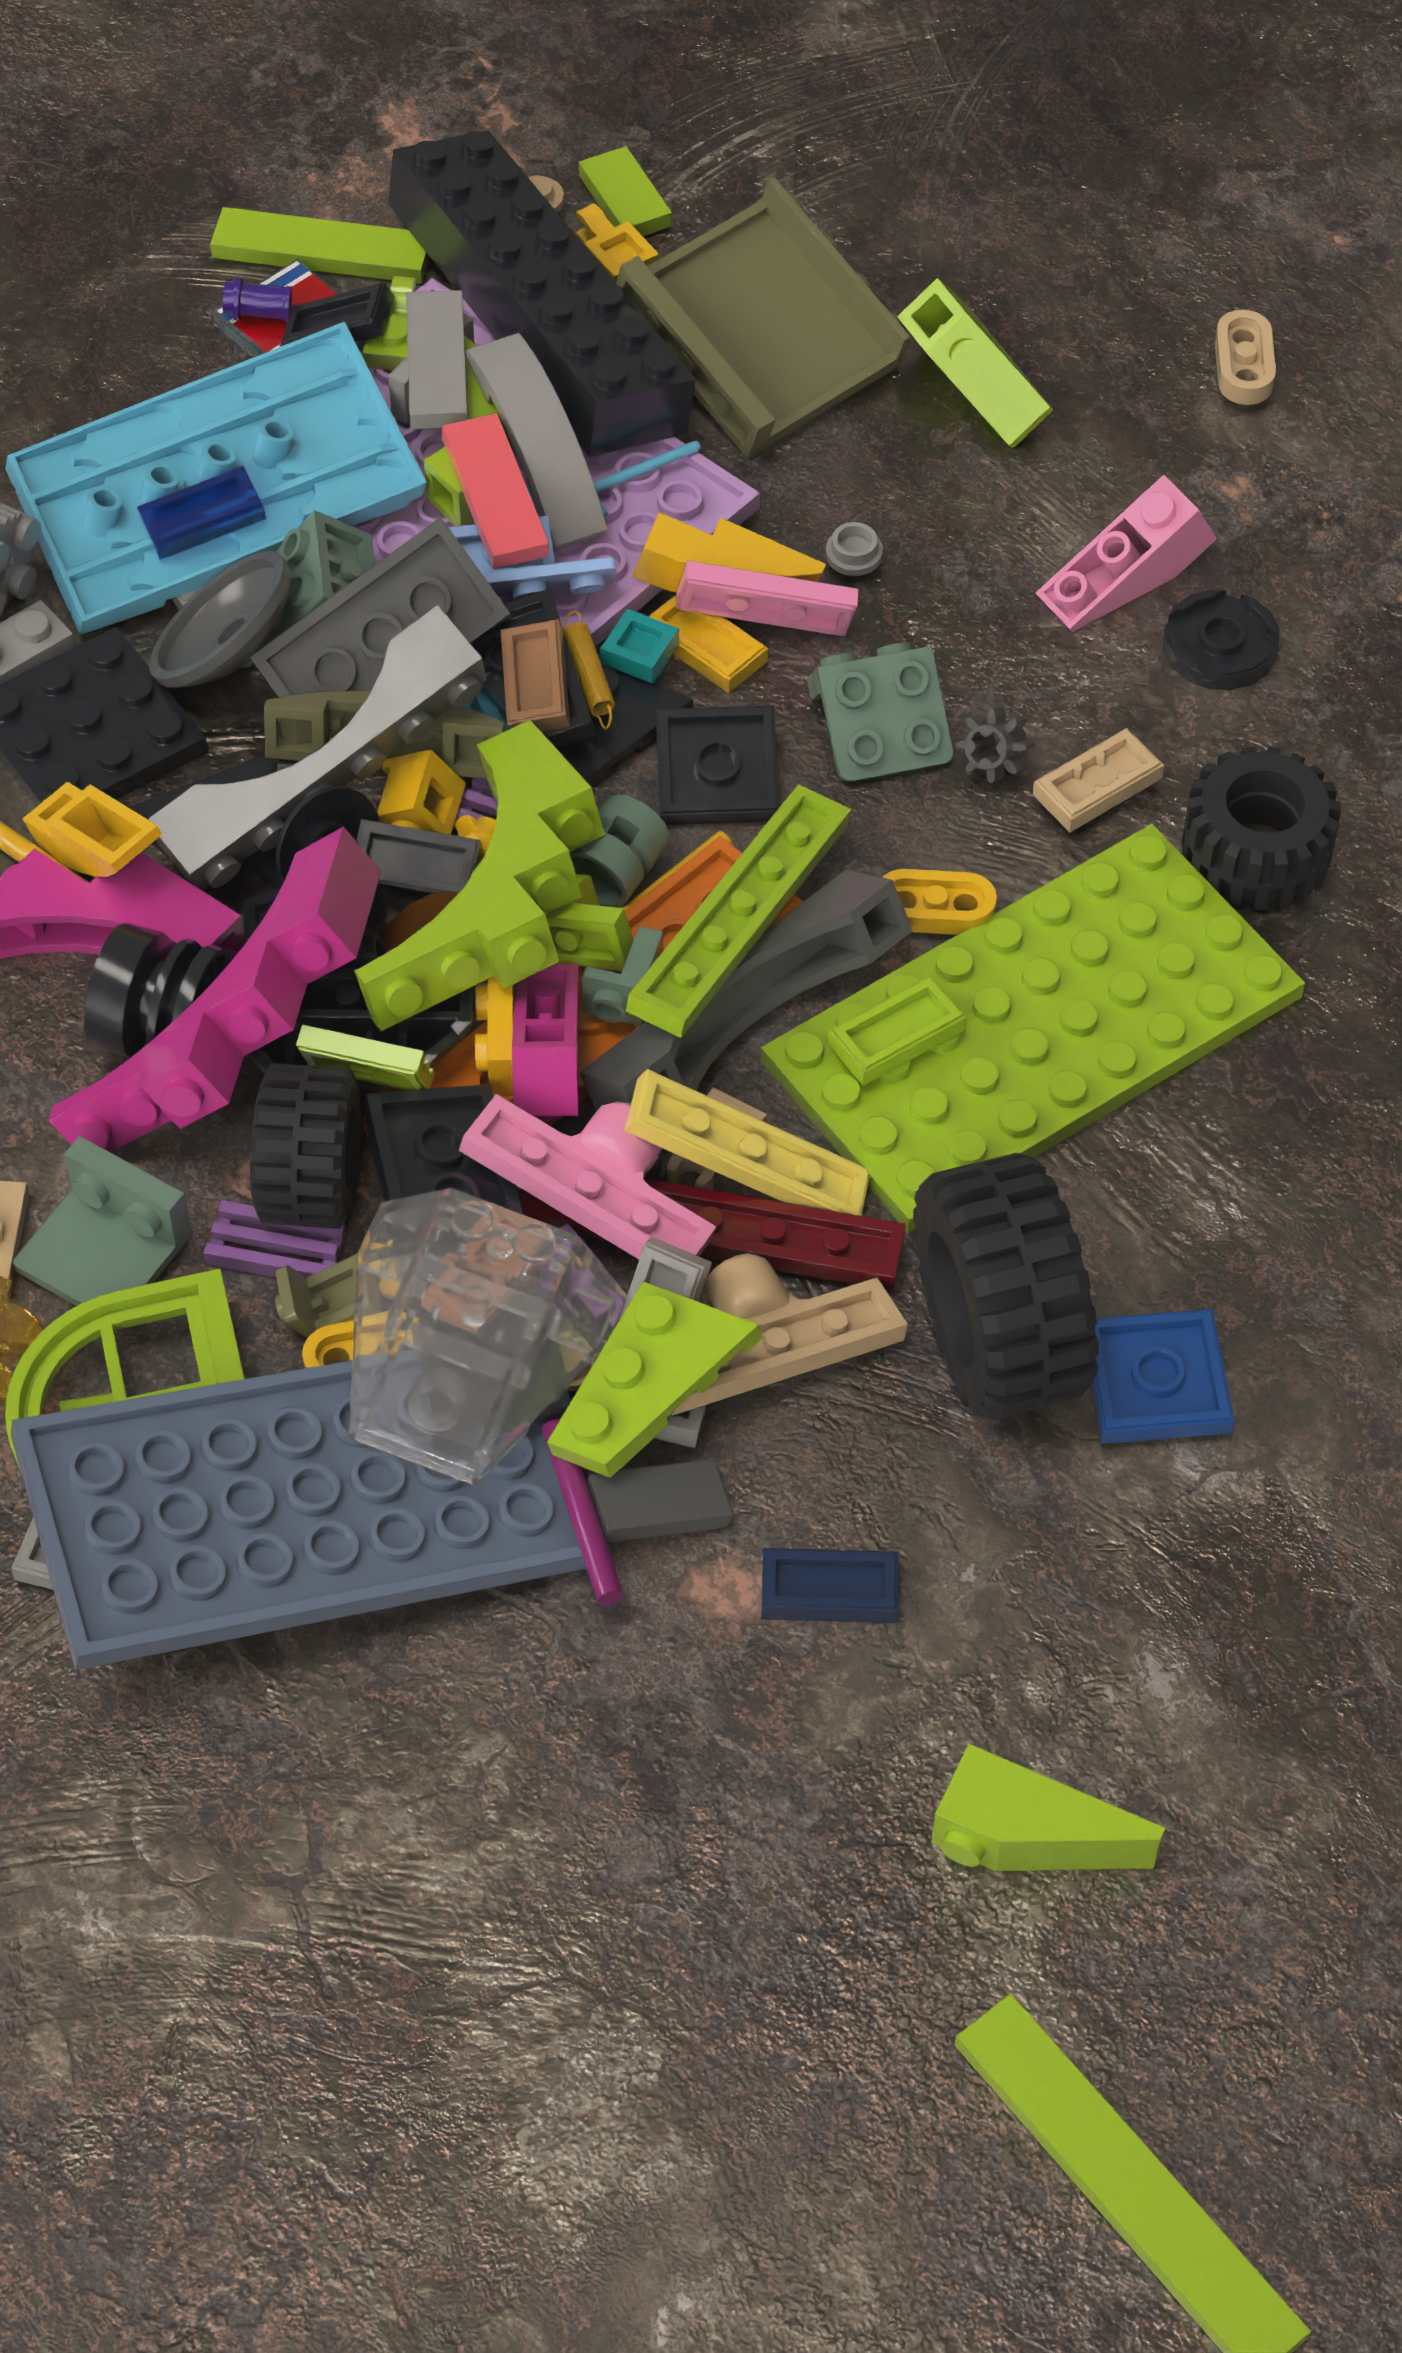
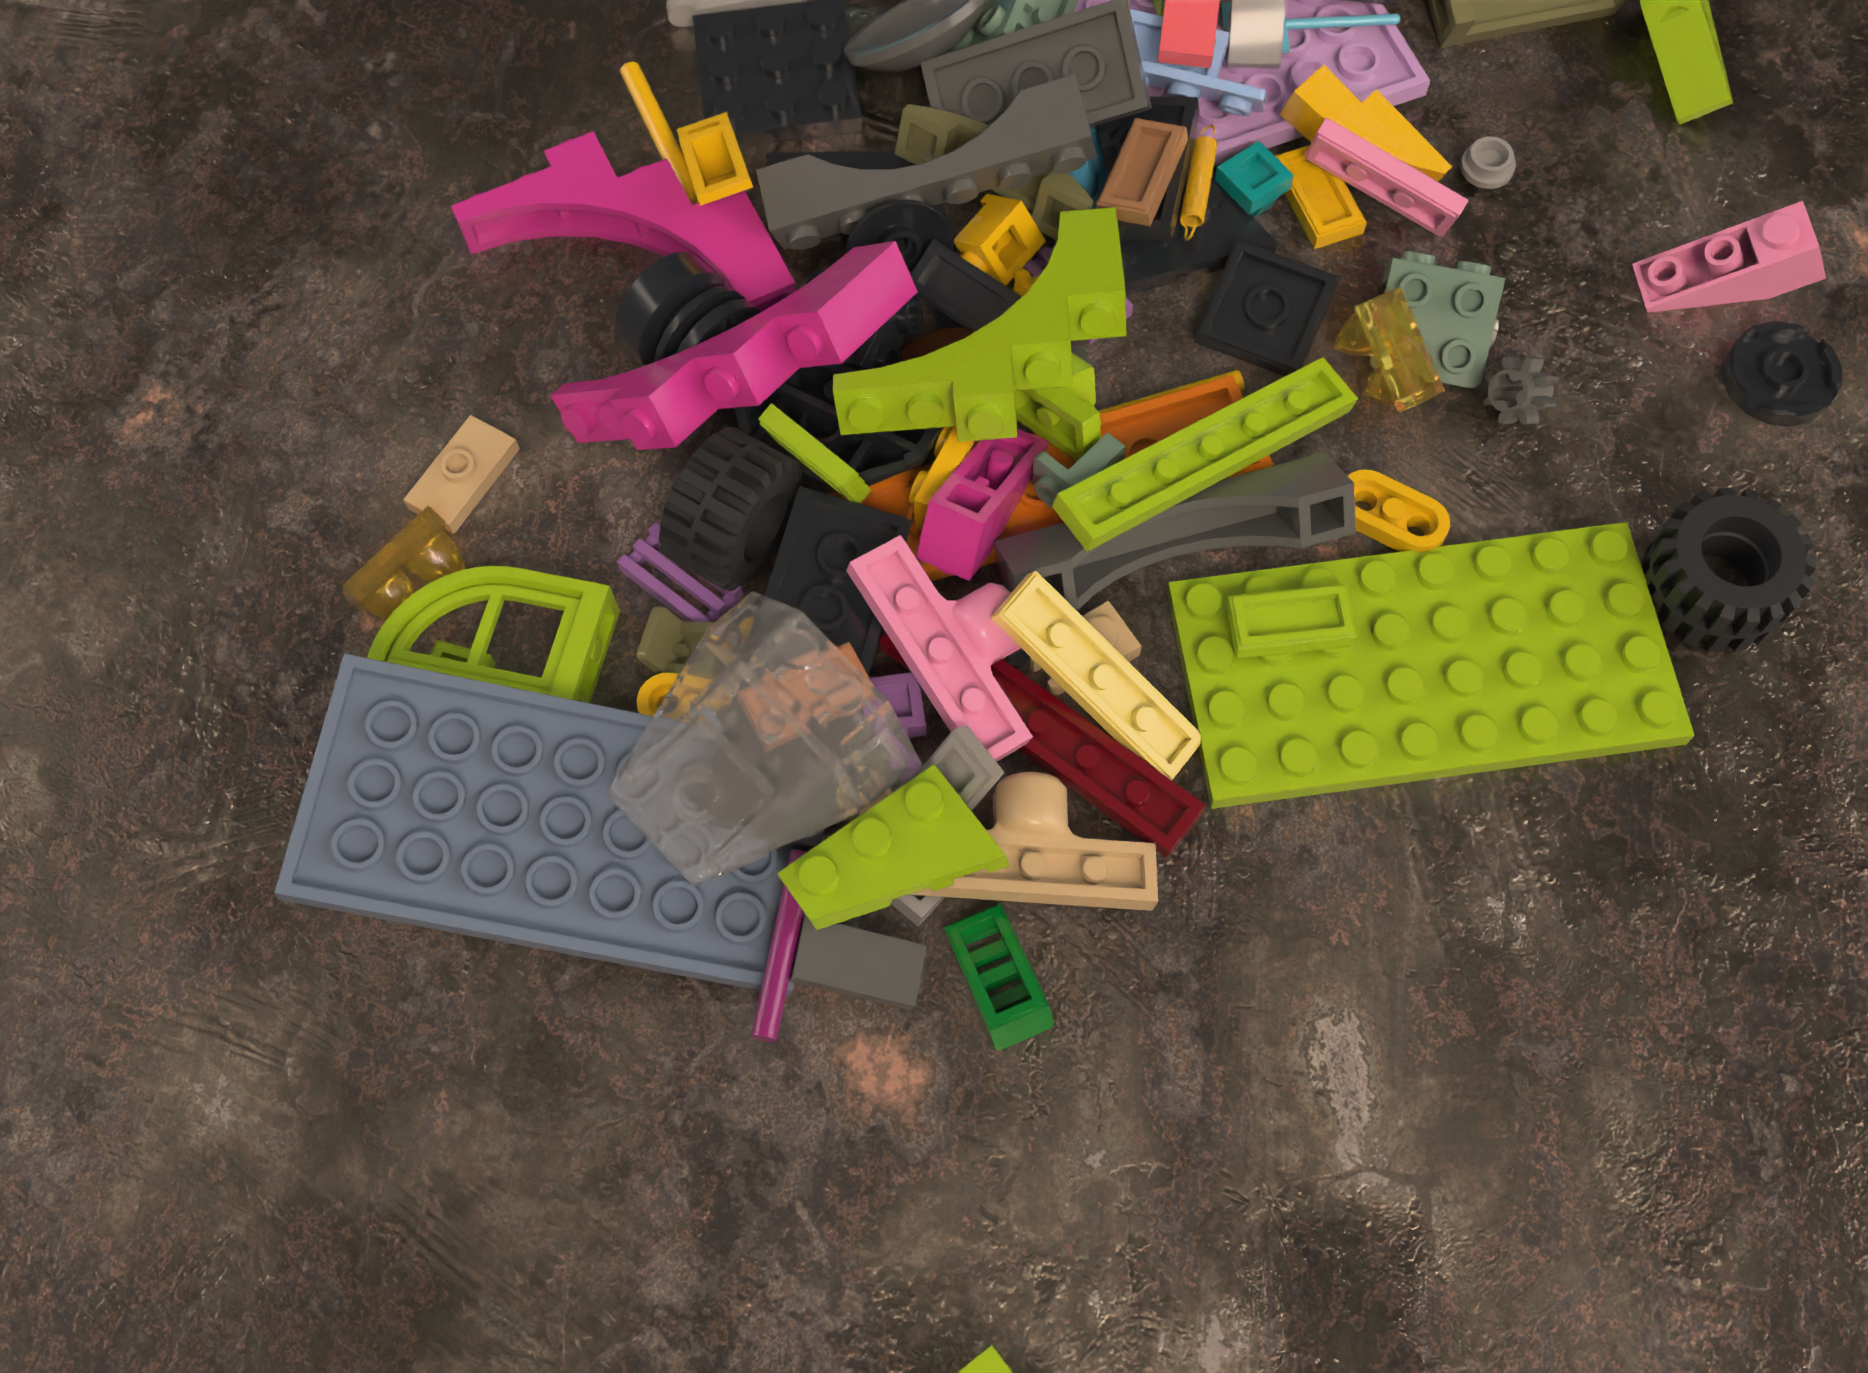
camera: 30 degrees right, 10 degrees up
(108, 1231) = (547, 514): sand green bracket -> none
(629, 848) = (1149, 351): sand green wheel -> none
(826, 1484) = (1016, 1012): none -> green slope
(830, 1585) = (966, 1111): dark blue tile -> none
(846, 735) = (1390, 333): none -> clear yellow tile
(1006, 1285) = (1249, 924): black tyre -> none
(1098, 780) = (1599, 460): tan plate -> none
(1160, 1377) = (1360, 1056): blue plate -> none

